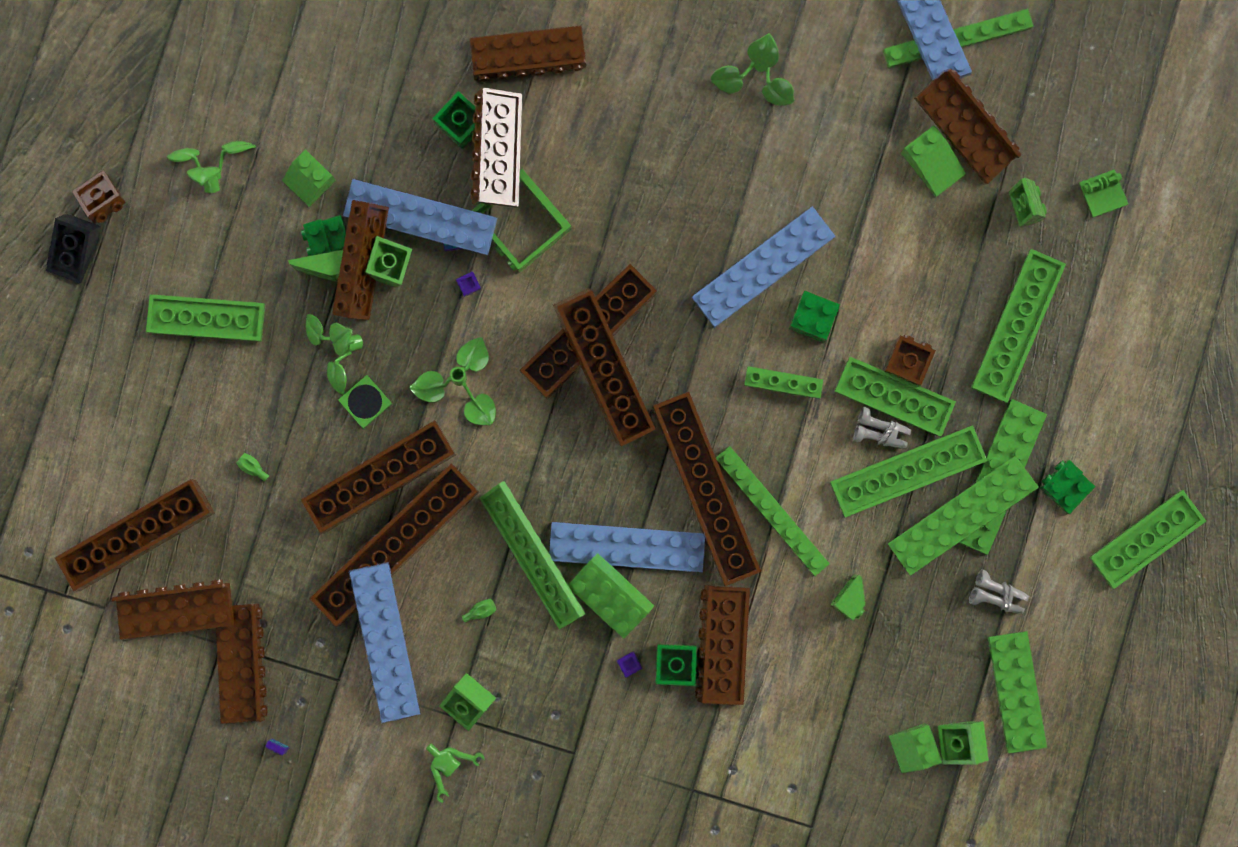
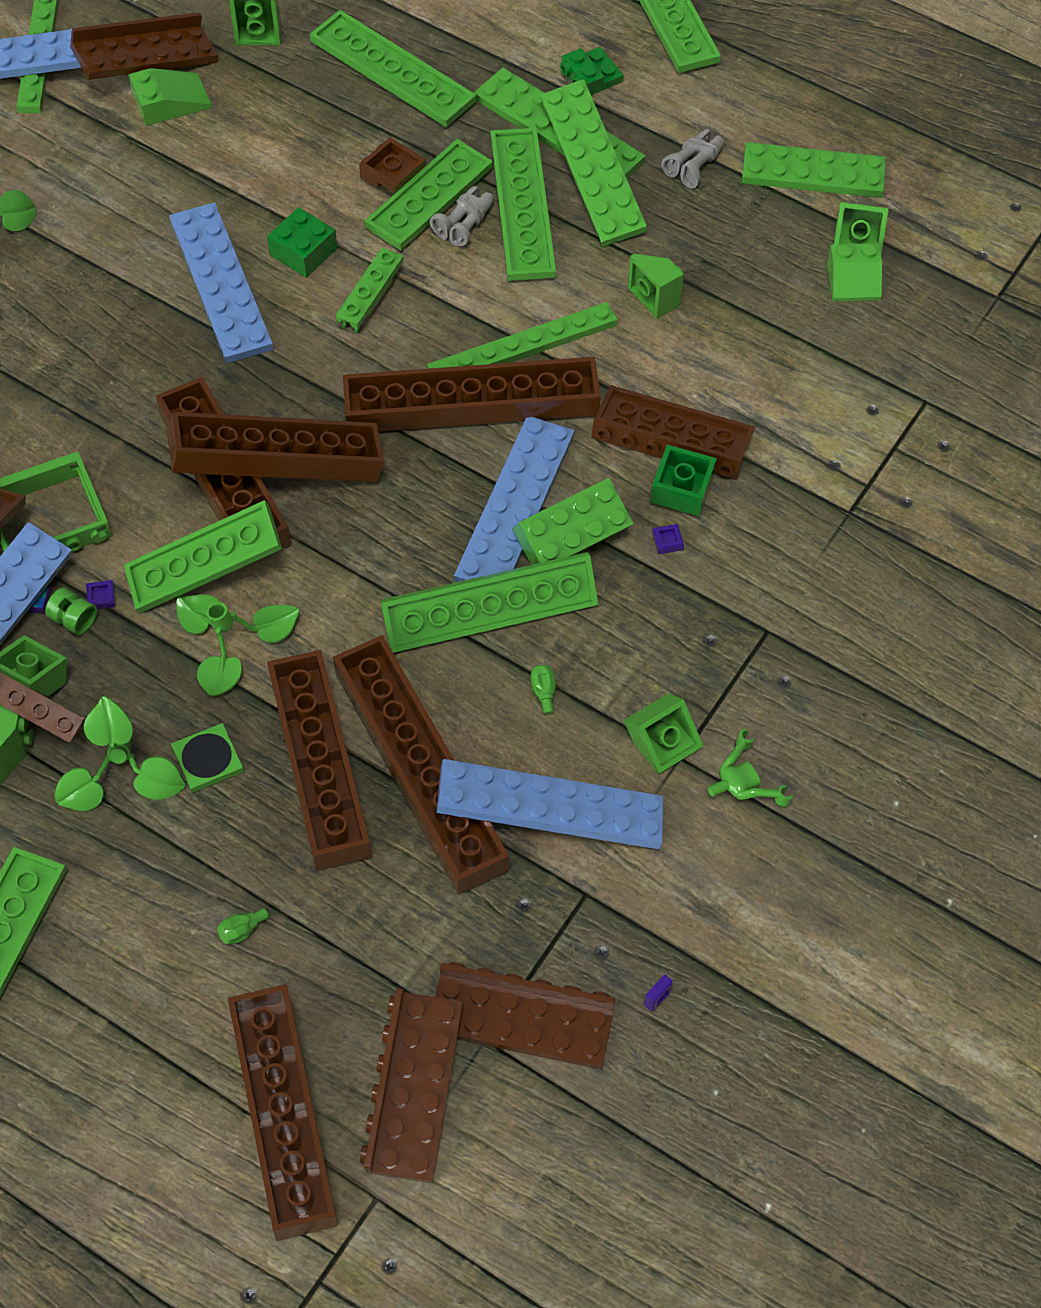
camera: 75 degrees left, 25 degrees down
(442, 277) = (71, 611): none -> bright green wheel
(505, 347) = (202, 556): none -> bright green plate

